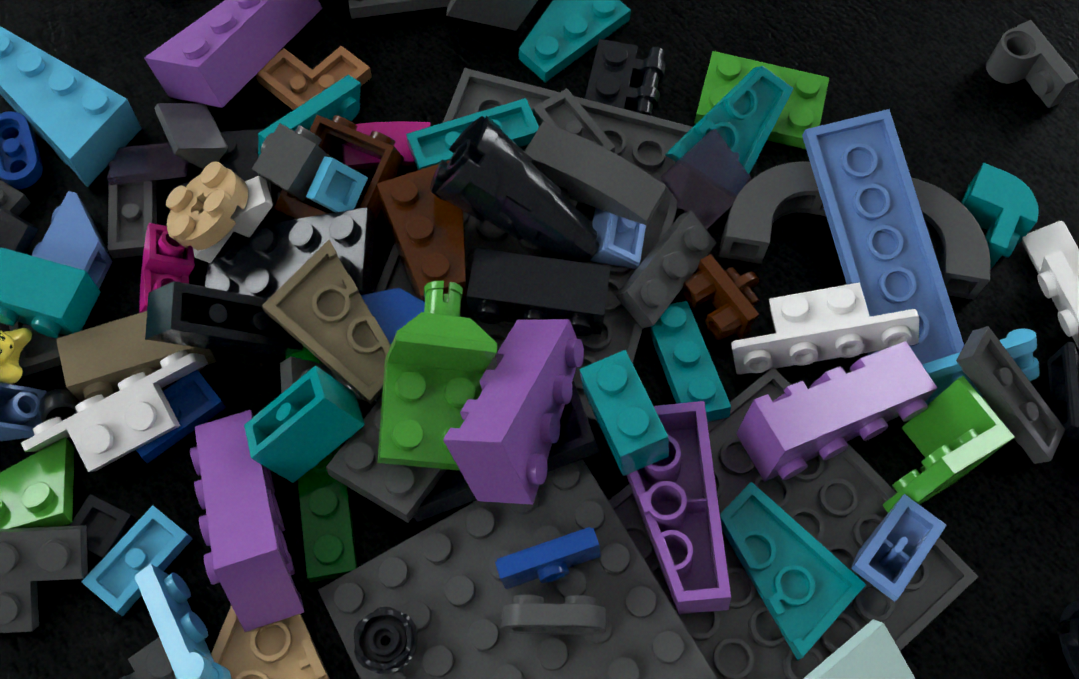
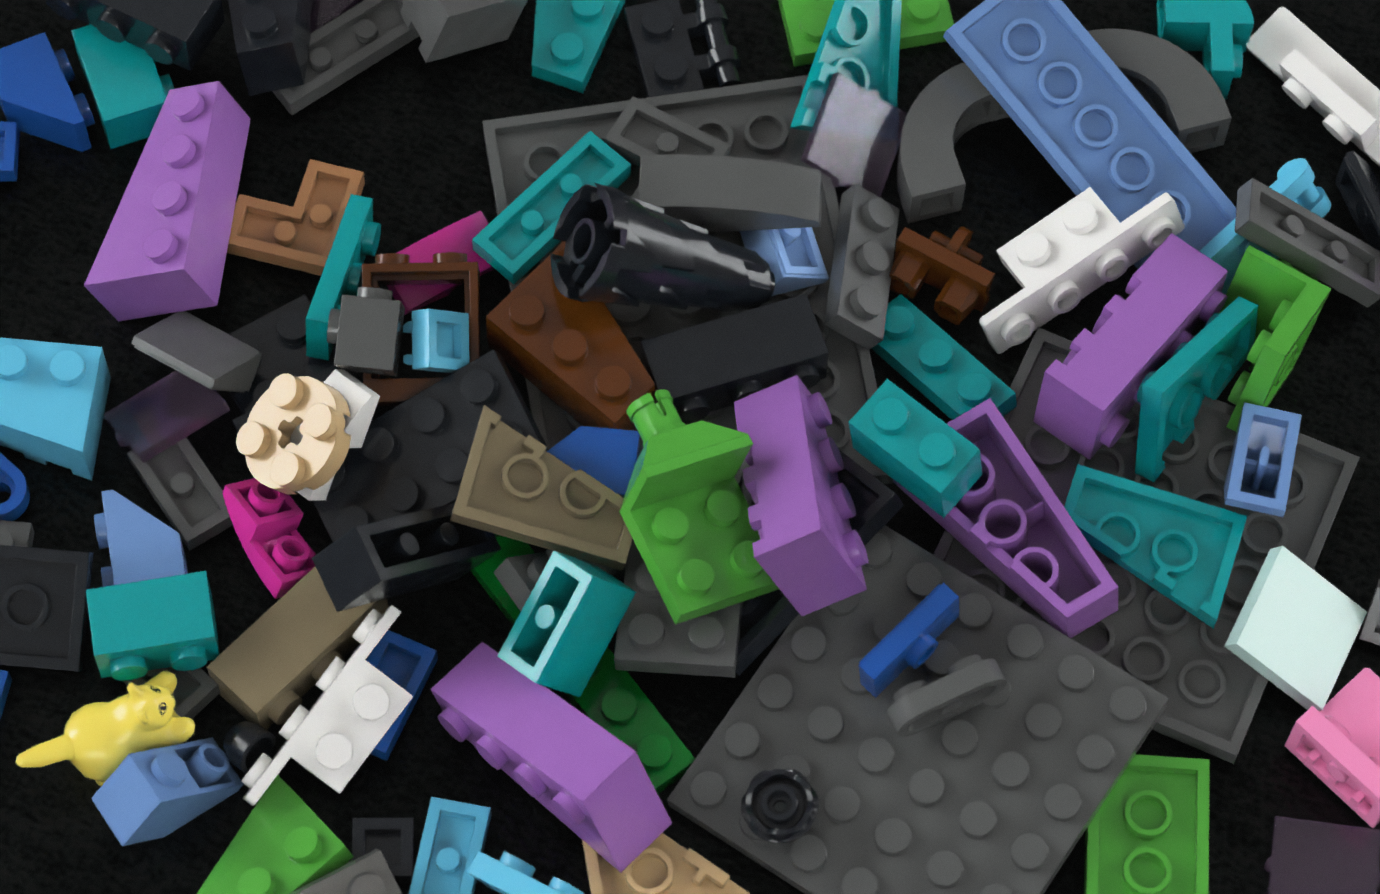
camera: 25 degrees left, 0 degrees up
(878, 451) = (1196, 370): none -> teal wing

